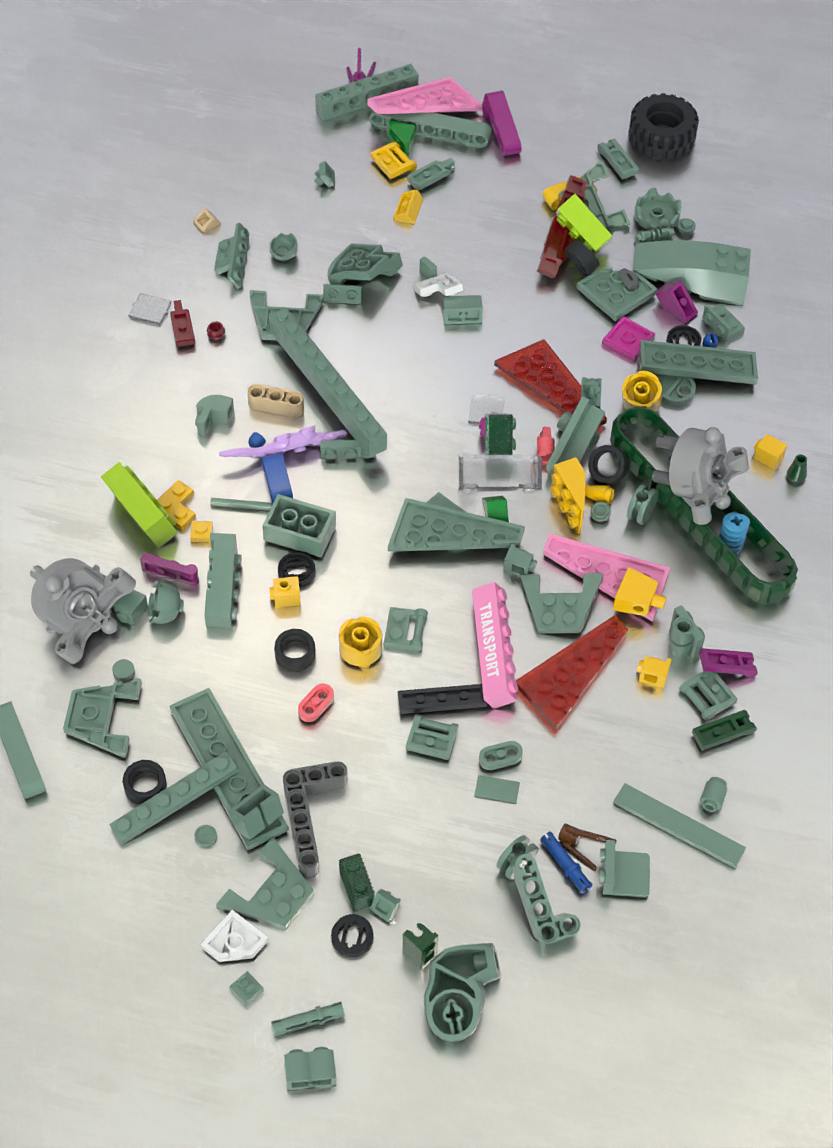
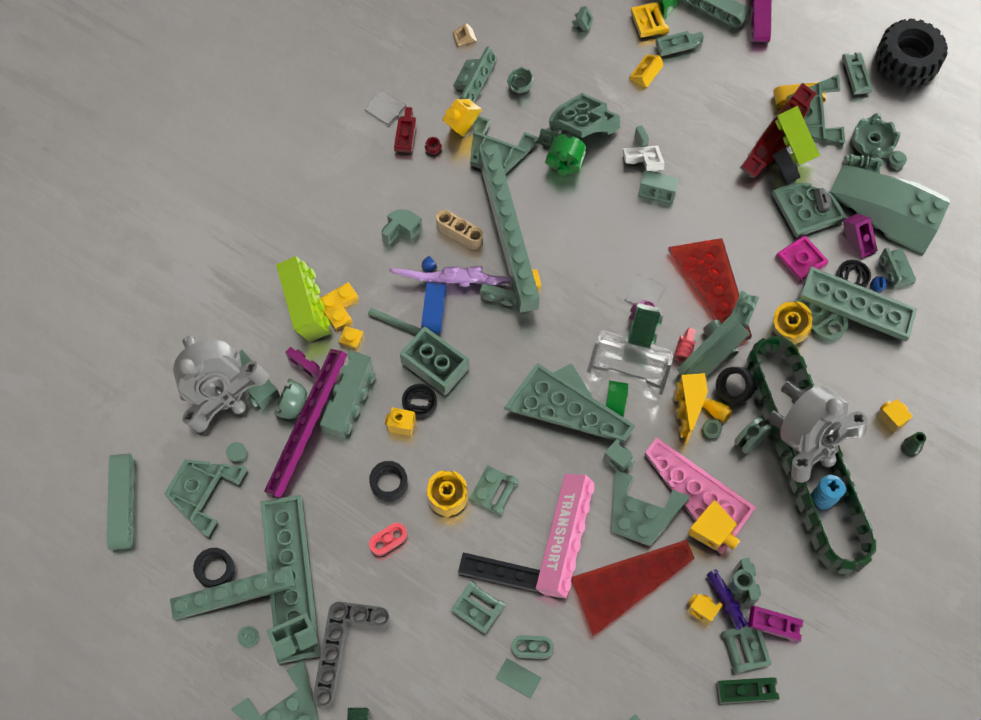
camera: 20 degrees right, 10 degrees up
(188, 618) = (303, 428): none -> magenta plate
(237, 293) = (461, 115): none -> yellow torso
(358, 302) = (565, 154): none -> green brick
(679, 659) = (731, 606): none -> dark purple pin

